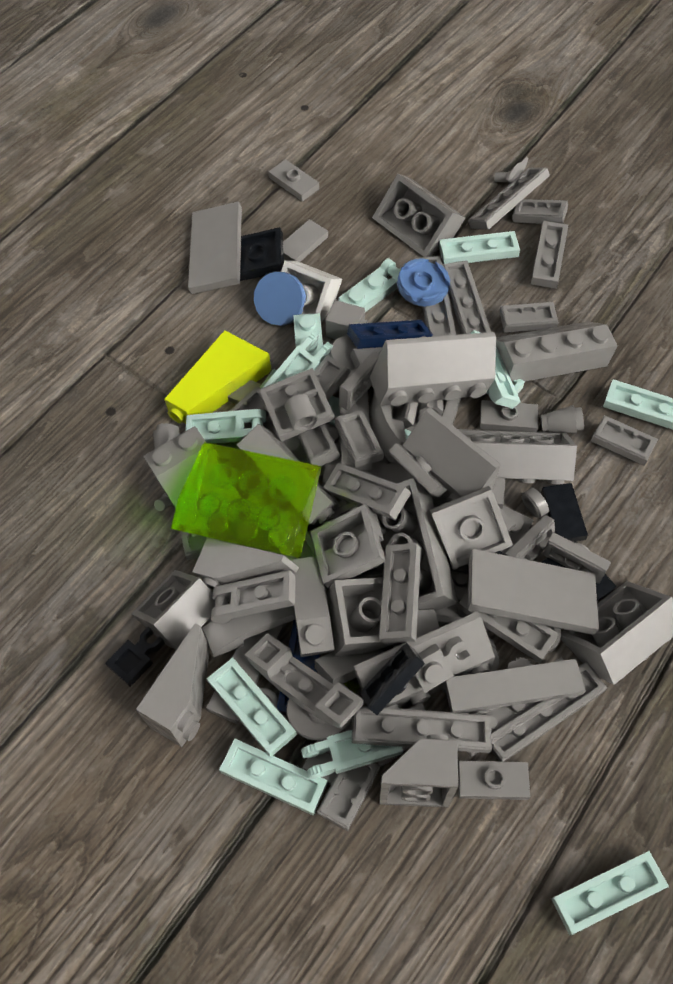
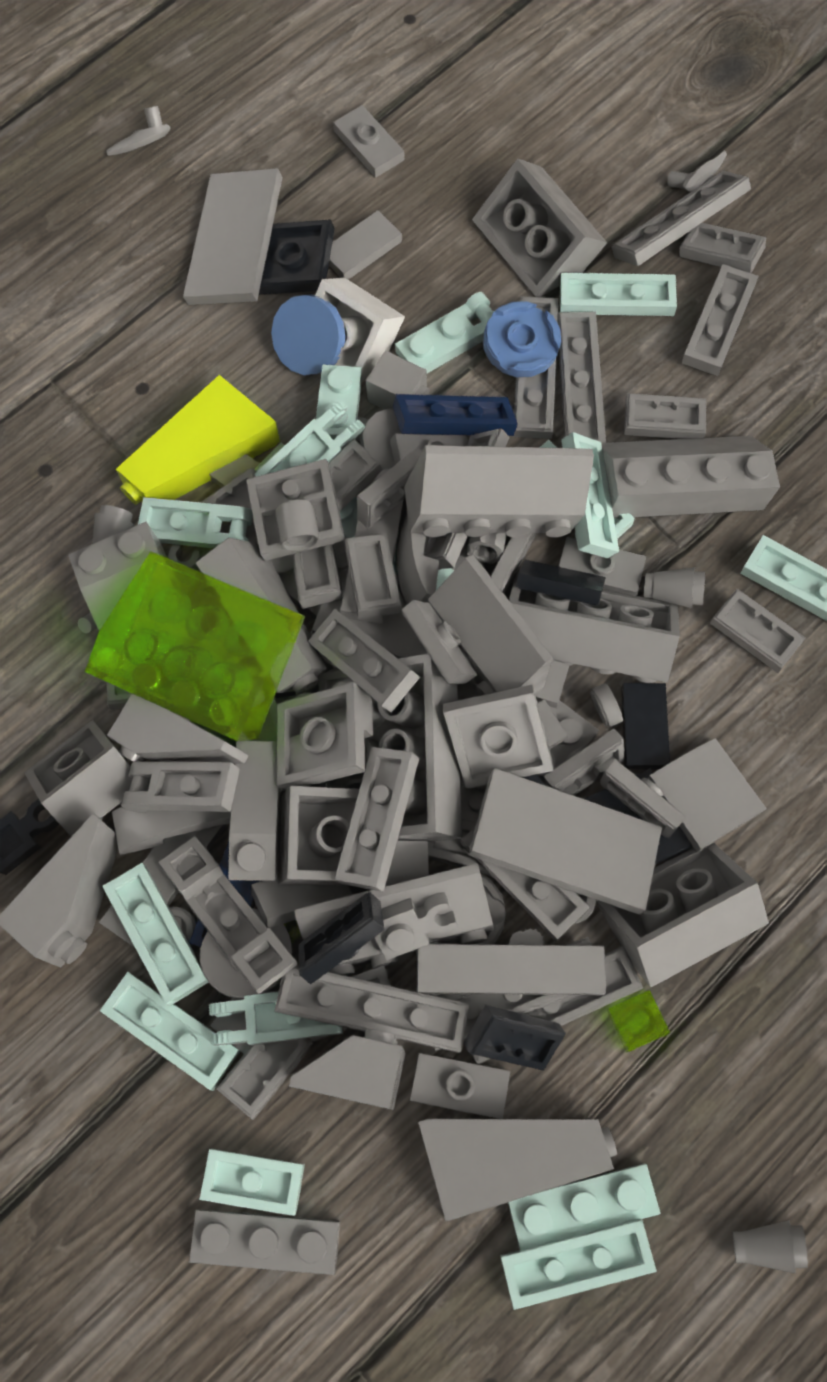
camera: 10 degrees right, 10 degrees up
(142, 196) = (143, 136): none -> light grey bar
(357, 876) = (252, 1182): none -> light aqua plate
(375, 920) = (265, 1242): none -> light grey plate
(487, 427) = (560, 582): none -> black tile
(527, 735) = (514, 1038): none -> black plate
(539, 824) = (504, 1160): none -> light grey slope
(602, 851) = (584, 1207): none -> light aqua plate
(609, 712) = (638, 1021): none -> clear neon green tile
(621, 547) = (709, 794): none -> light grey slope

